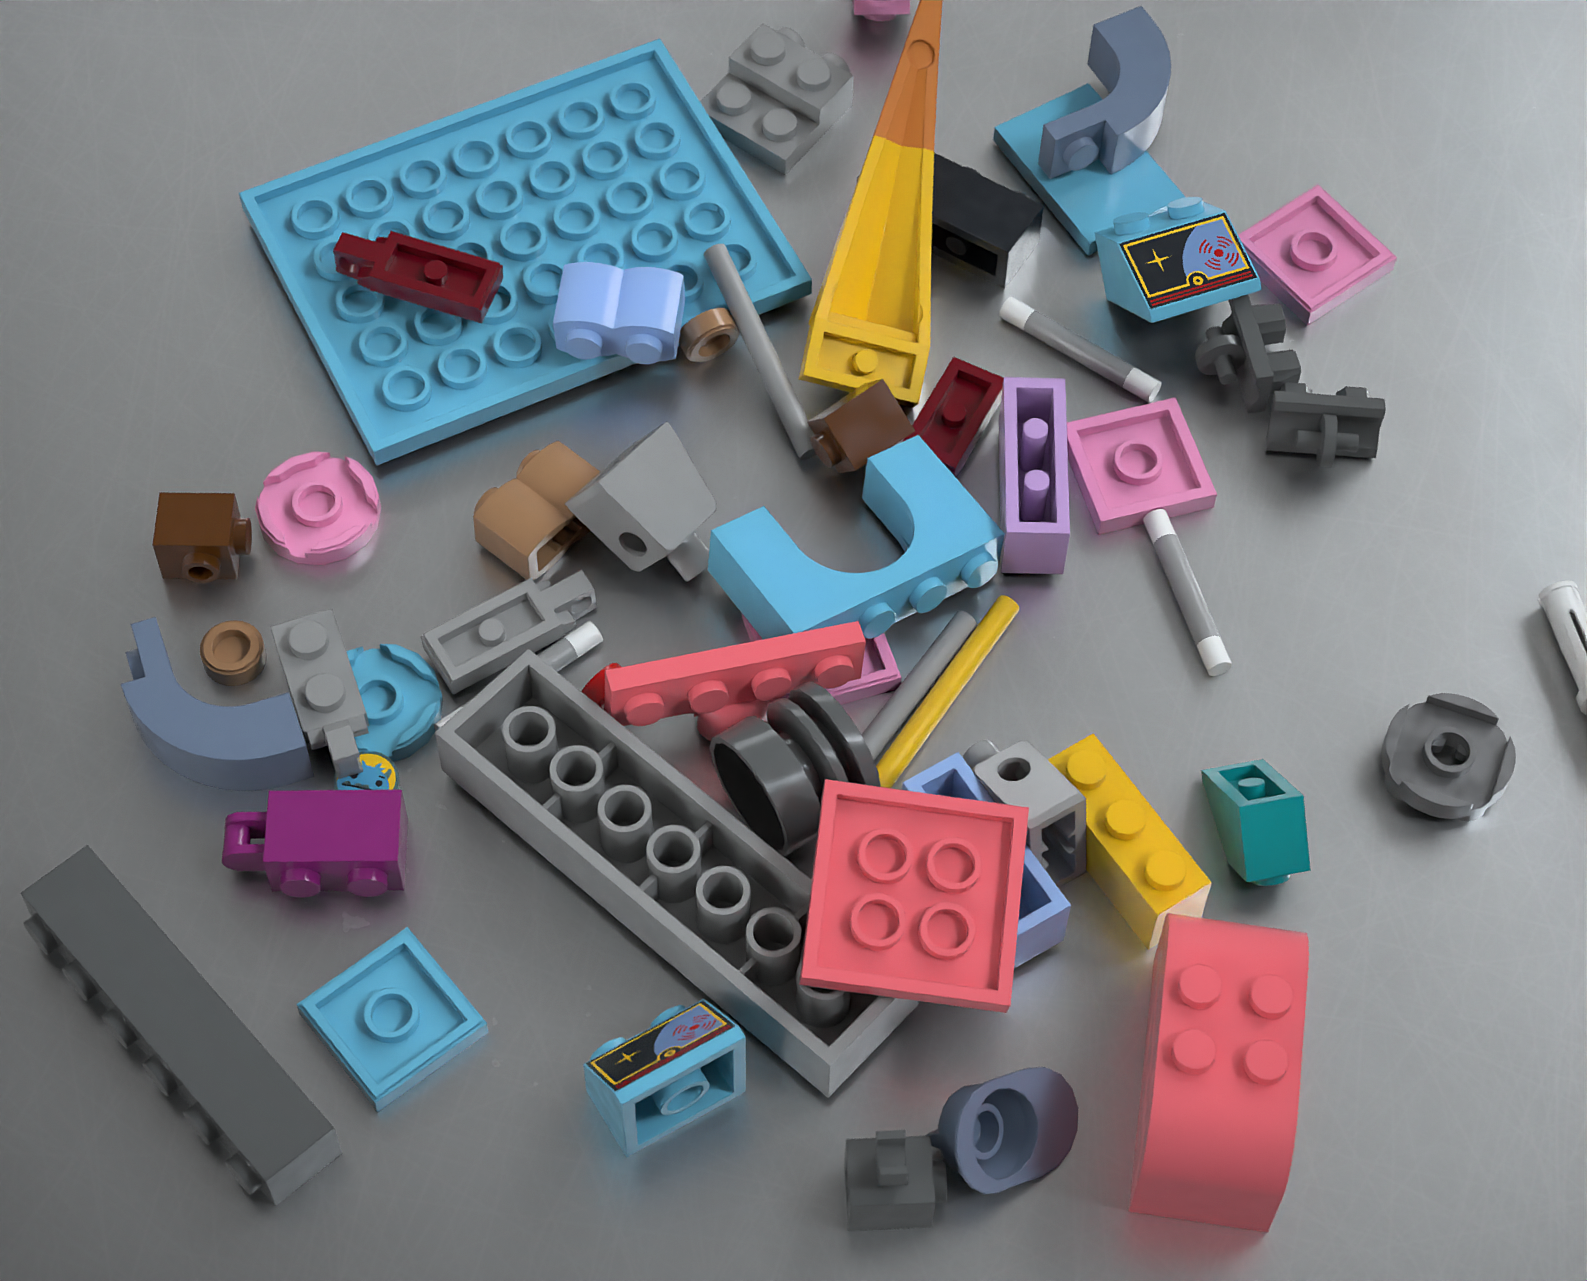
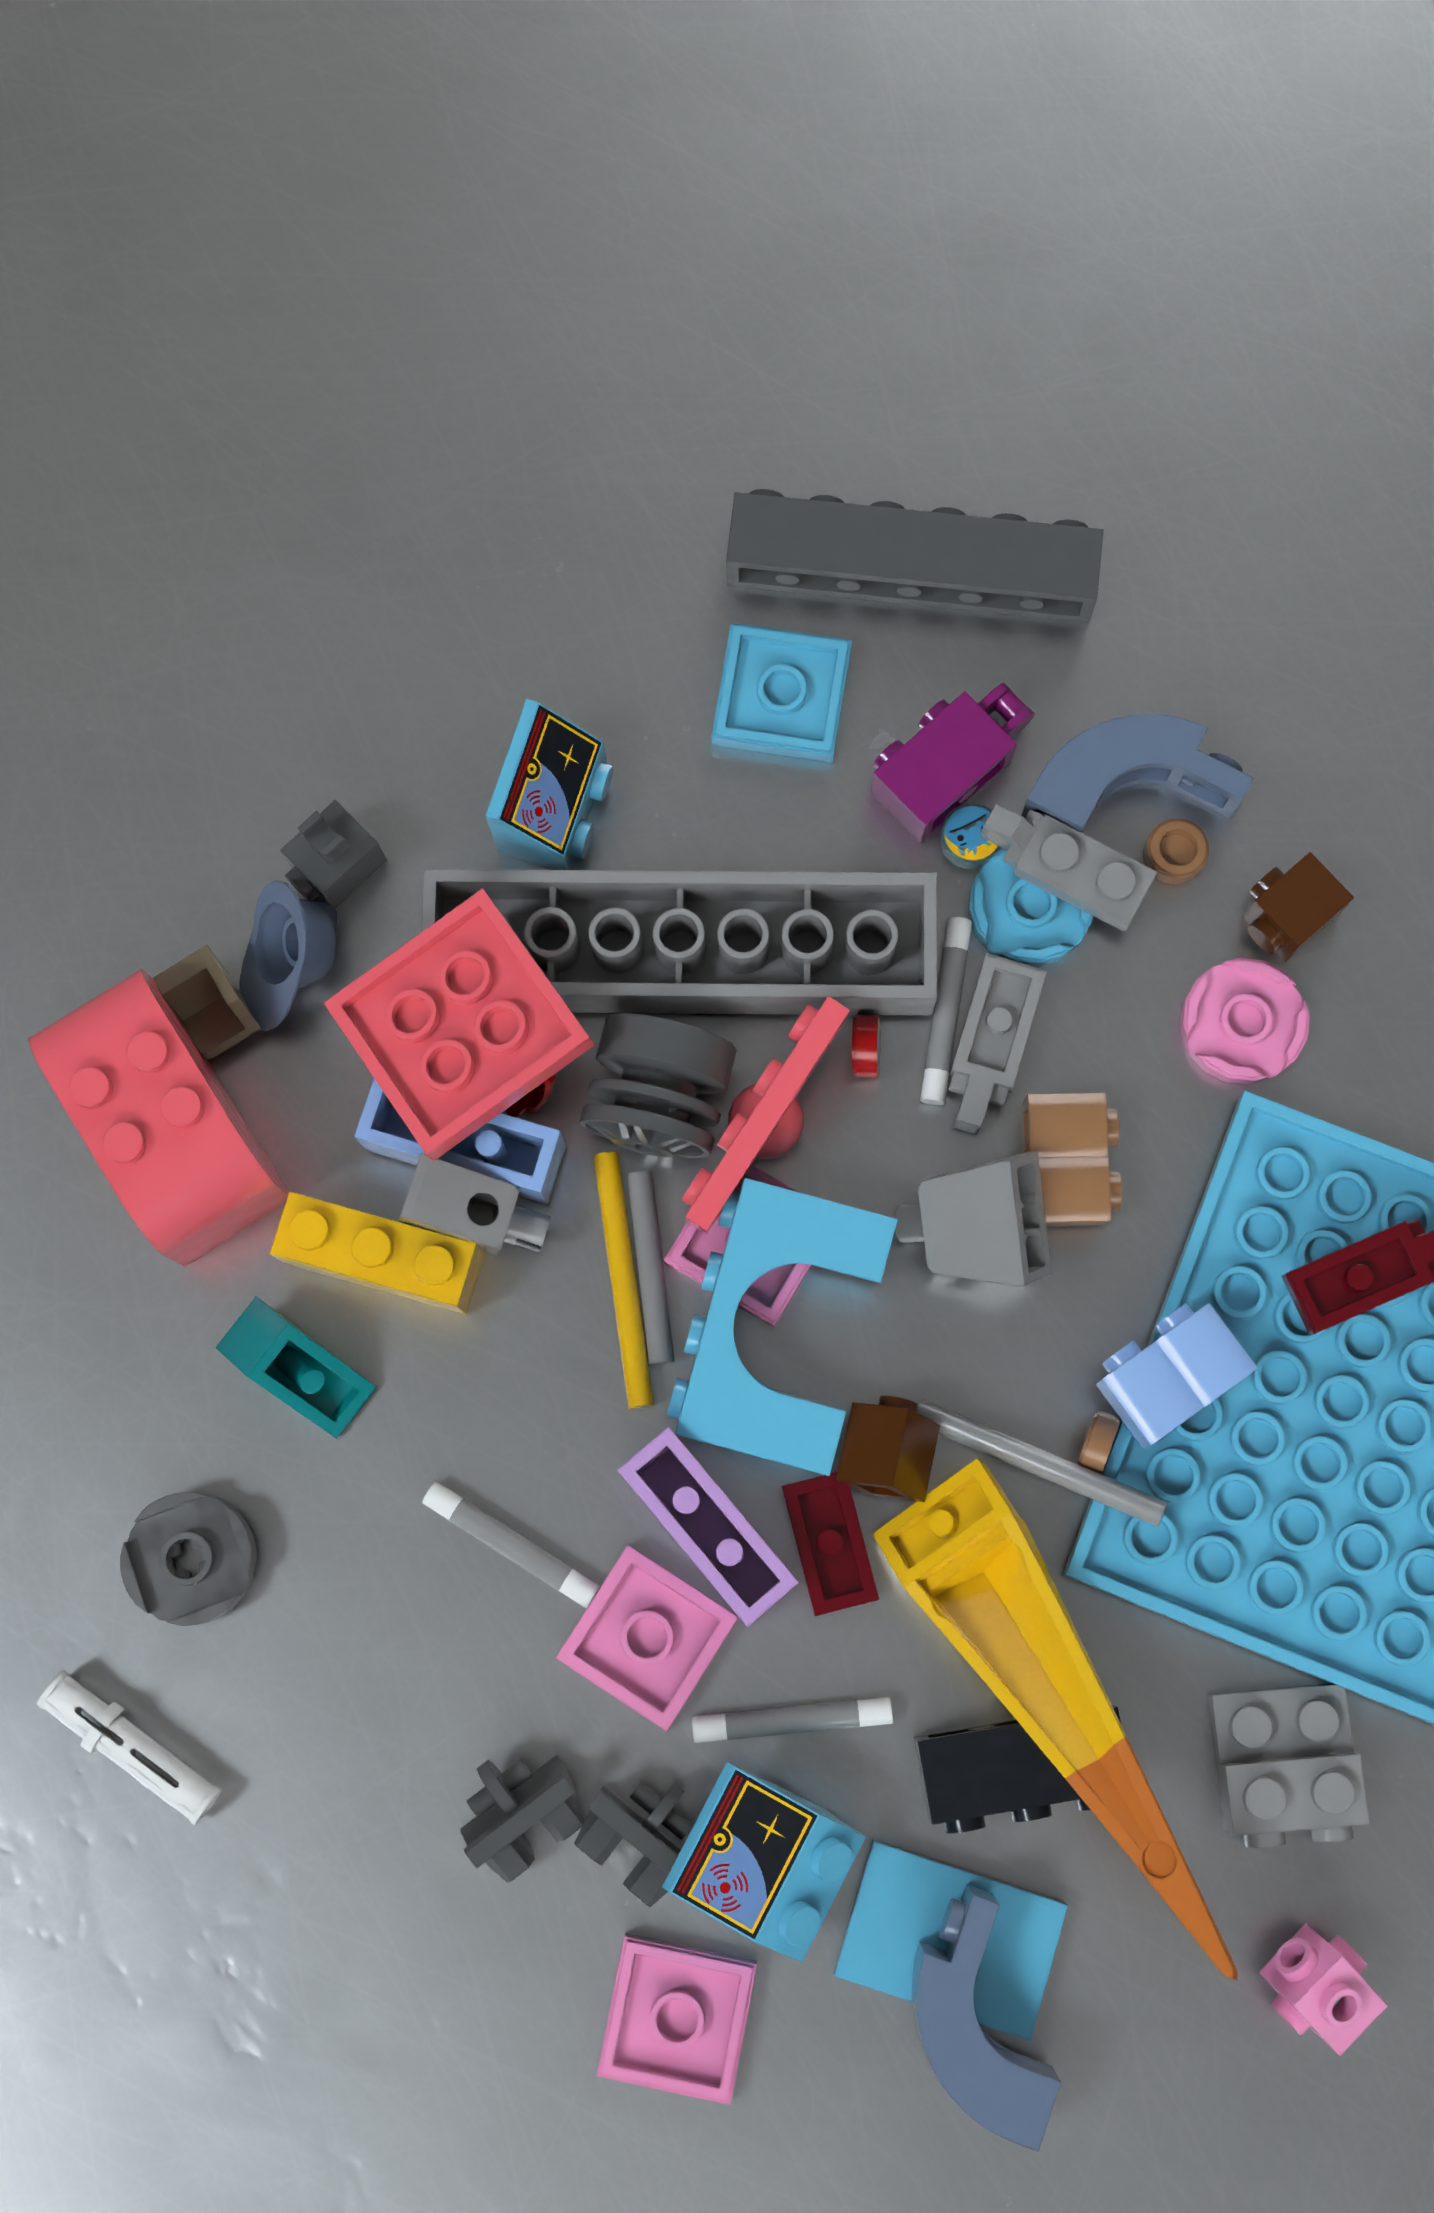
camera: 145 degrees right, 20 degrees up
(1102, 1141) = (207, 1002): none -> dark tan panel

